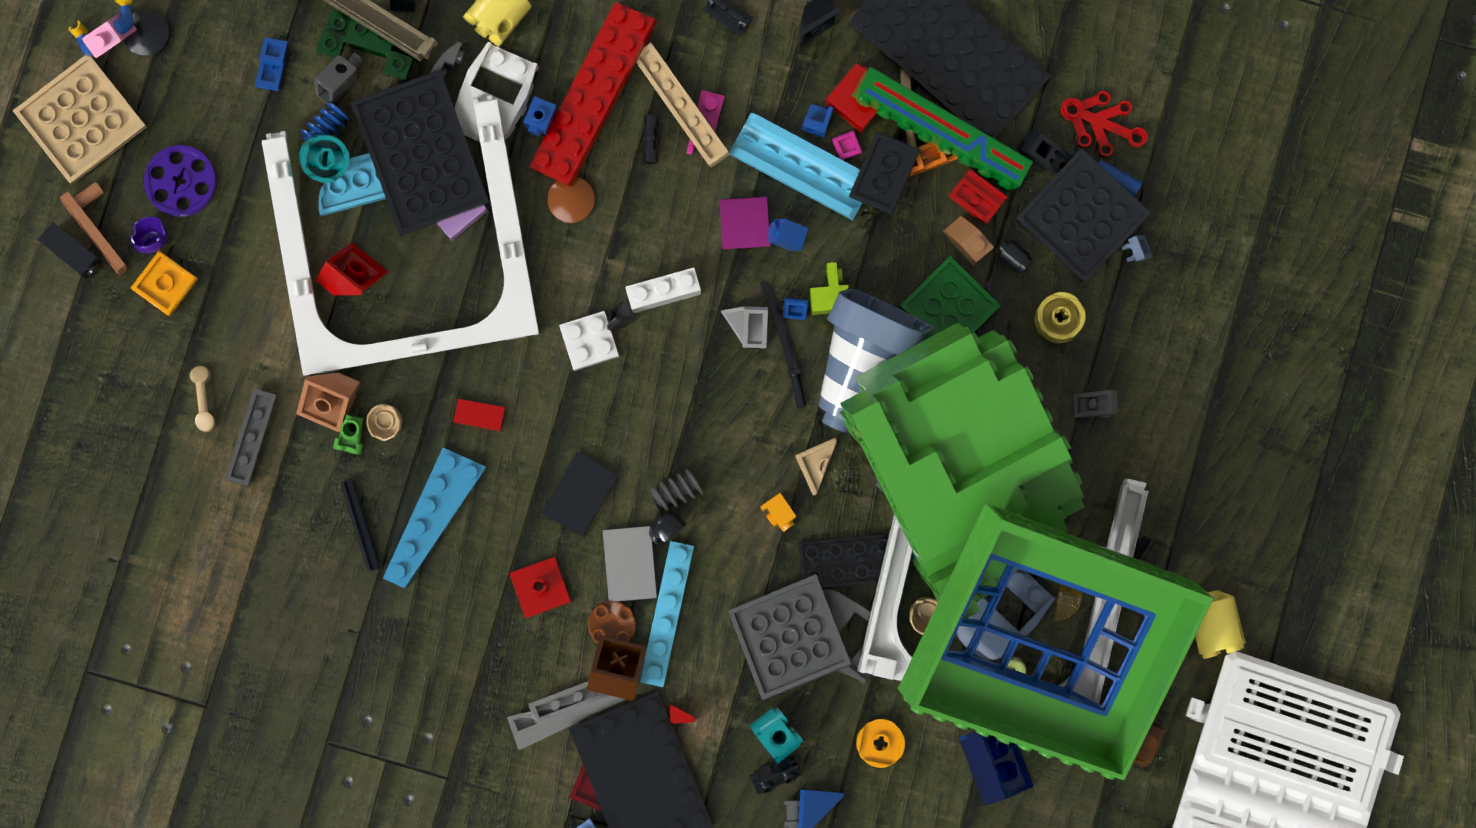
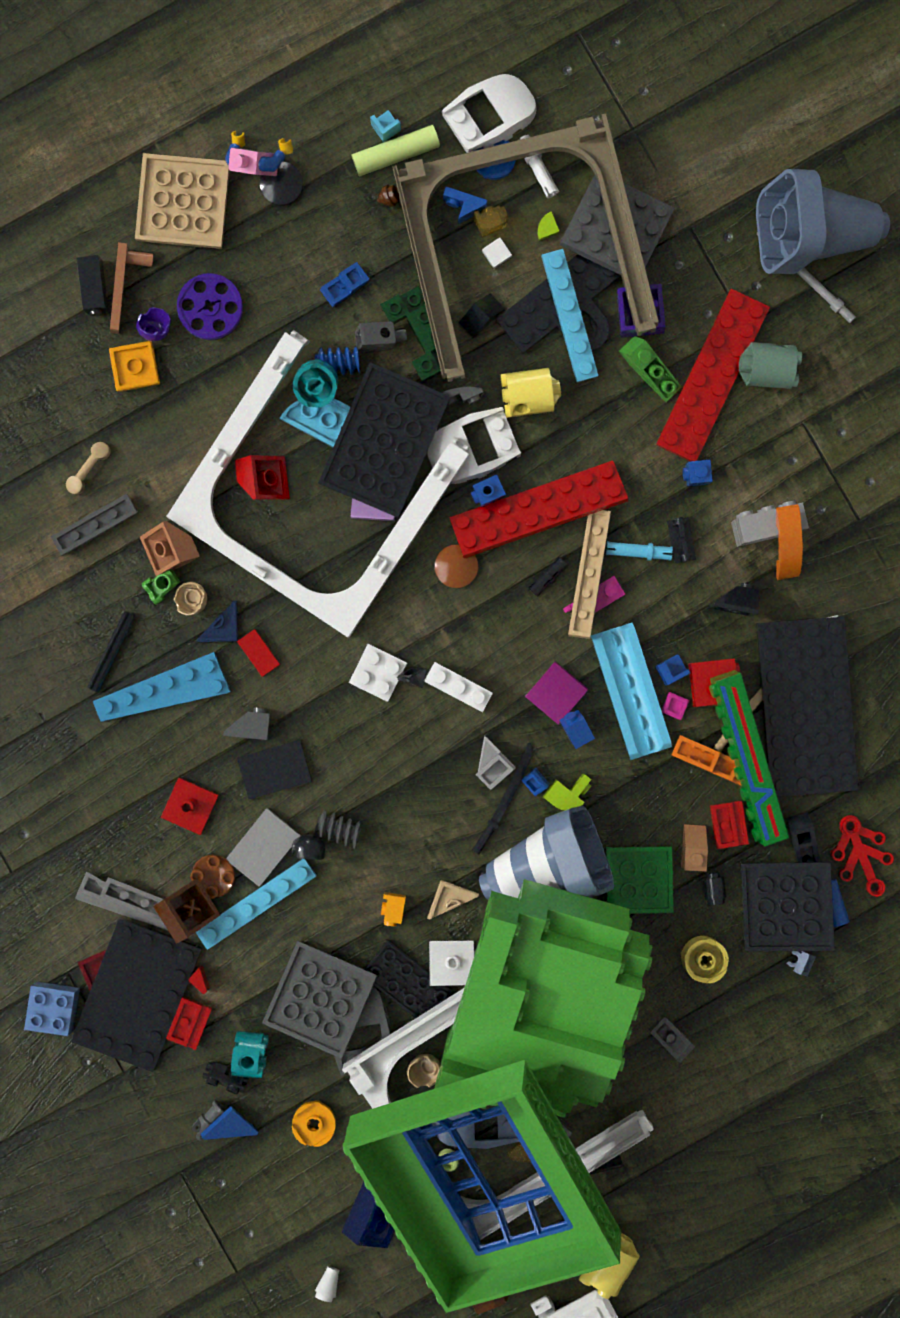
camera: 45 degrees right, 5 degrees up
(432, 421) = (224, 627): none -> dark blue tile
(528, 476) = (251, 725): none -> dark grey slope
(703, 52) = (637, 550): none -> medium azure pin
(704, 759) = (189, 1023): none -> red plate
(865, 511) = (450, 962): none -> white plate
(884, 173) = (681, 750): black tile -> none

